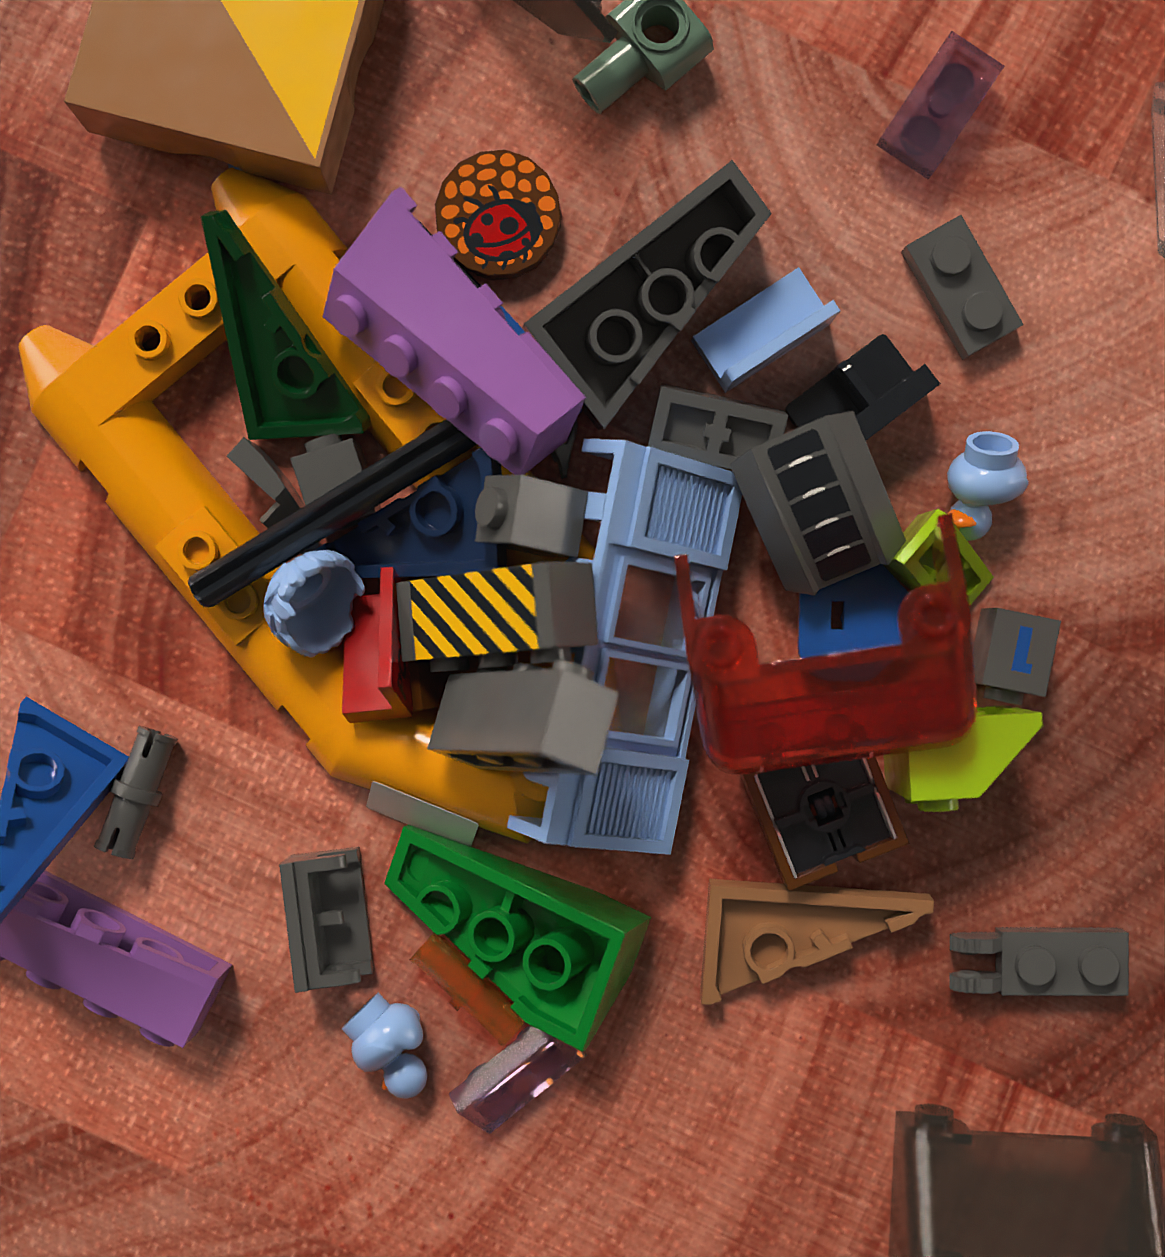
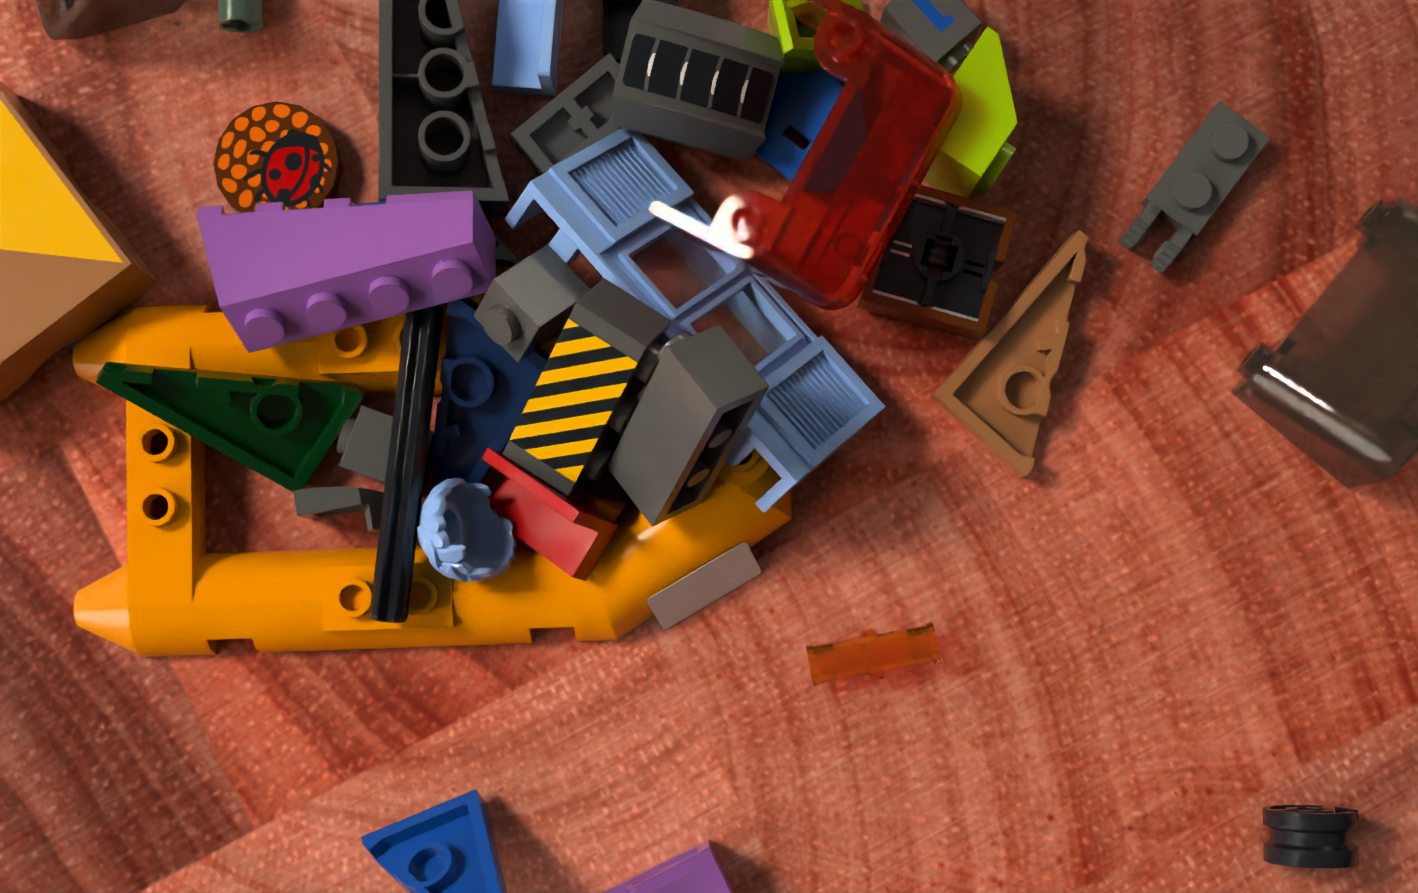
camera: 50 degrees left, 5 degrees down
(136, 792) = (508, 804): dark grey pin -> none
(326, 918) = (729, 726): dark grey hinge -> none
(380, 1036) = (857, 755): light blue animal -> none
(513, 1078) = (972, 667): plate -> none
(534, 935) = (869, 570): green wedge -> none

